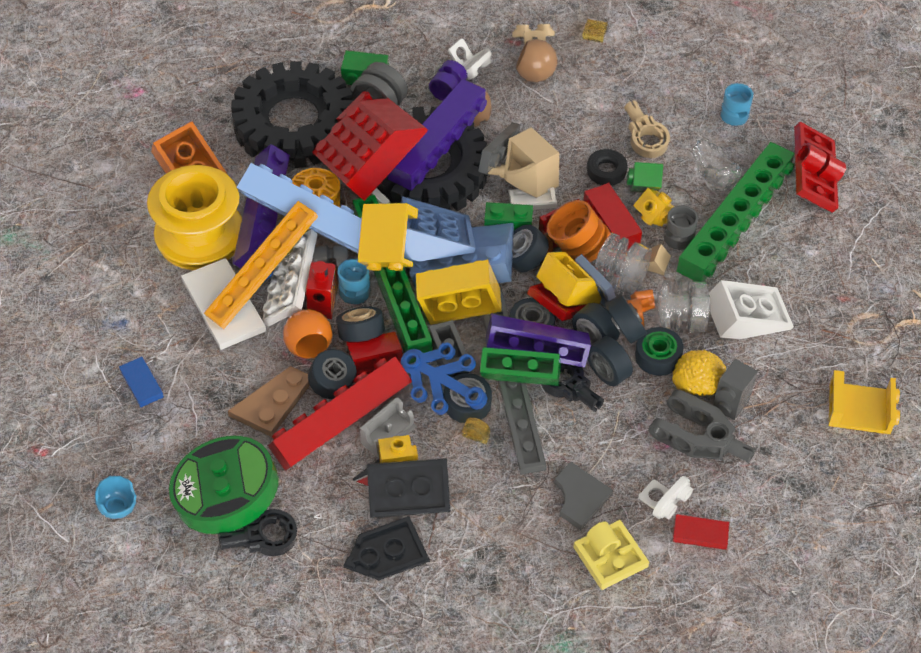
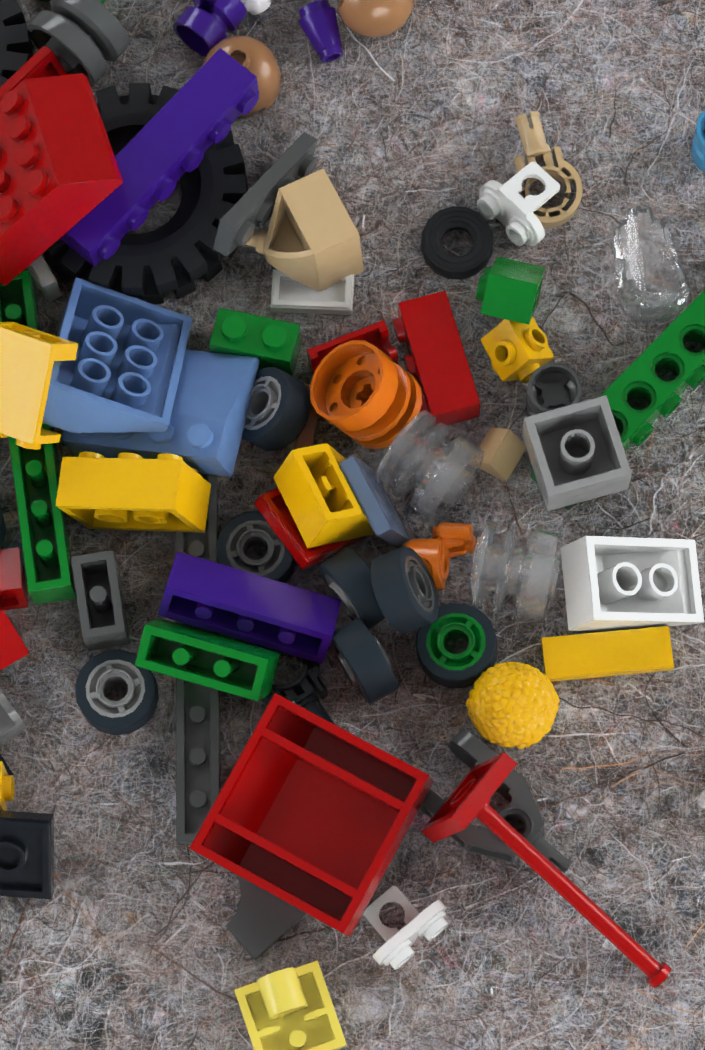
camera: 15 degrees right, 20 degrees up
(440, 376) = (70, 659): blue plant -> none
(476, 430) = (121, 756): clear yellow tile -> none
(509, 81) = (322, 29): none -> dark purple cone
(602, 436) = (312, 814): none -> red slope
(634, 146) = (515, 211): none -> white bracket
(695, 413) = (472, 801): none -> red tile
(701, 532) = (447, 996): red tile -> none
(705, 241) = (576, 453): none -> light grey brick
(735, 388) = (560, 749): dark grey brick -> none
(747, 346) = (607, 653): none -> yellow tile

